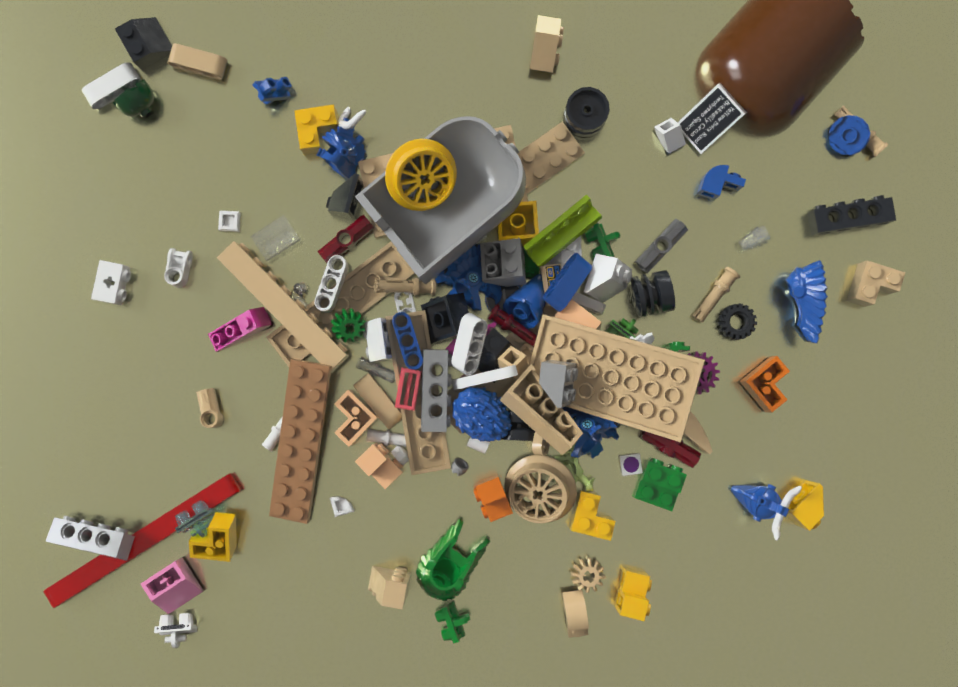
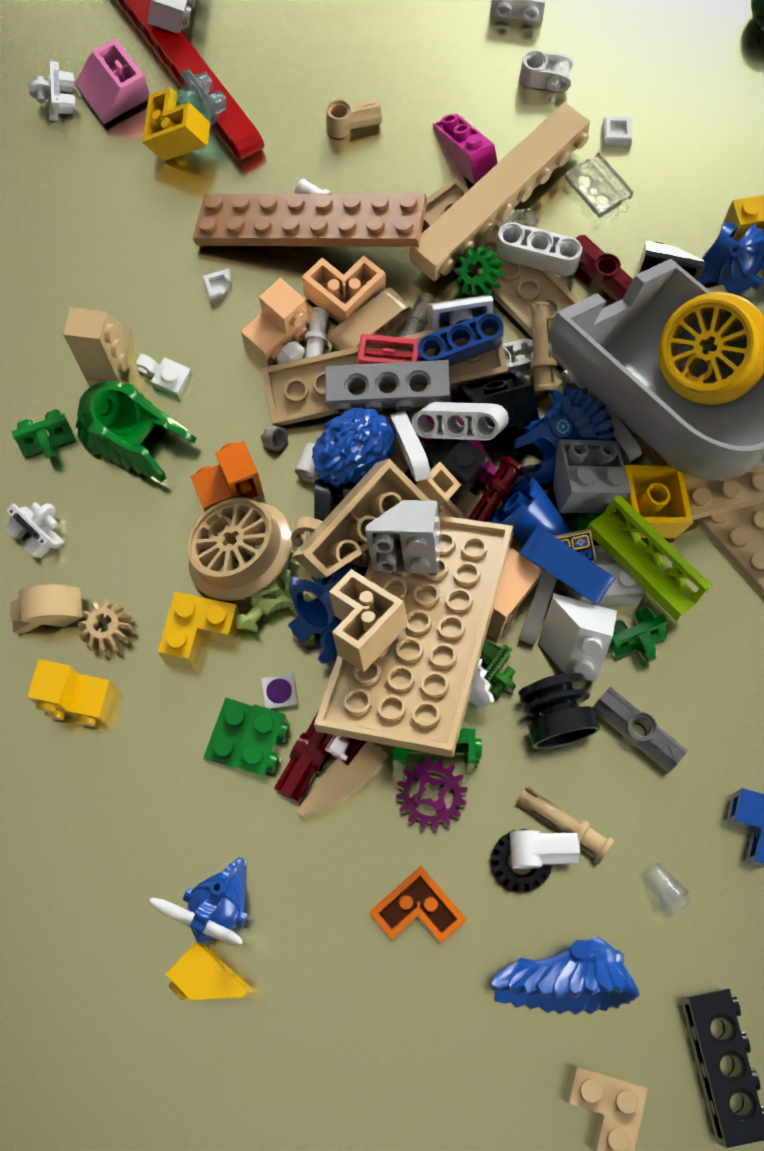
camera: 90 degrees right, 15 degrees down
(409, 538) = (167, 376): none -> white plate
(517, 623) = (38, 524): none -> white hips
(616, 404) = (369, 619): none -> tan brick
(736, 313) = (534, 849): none -> white piece

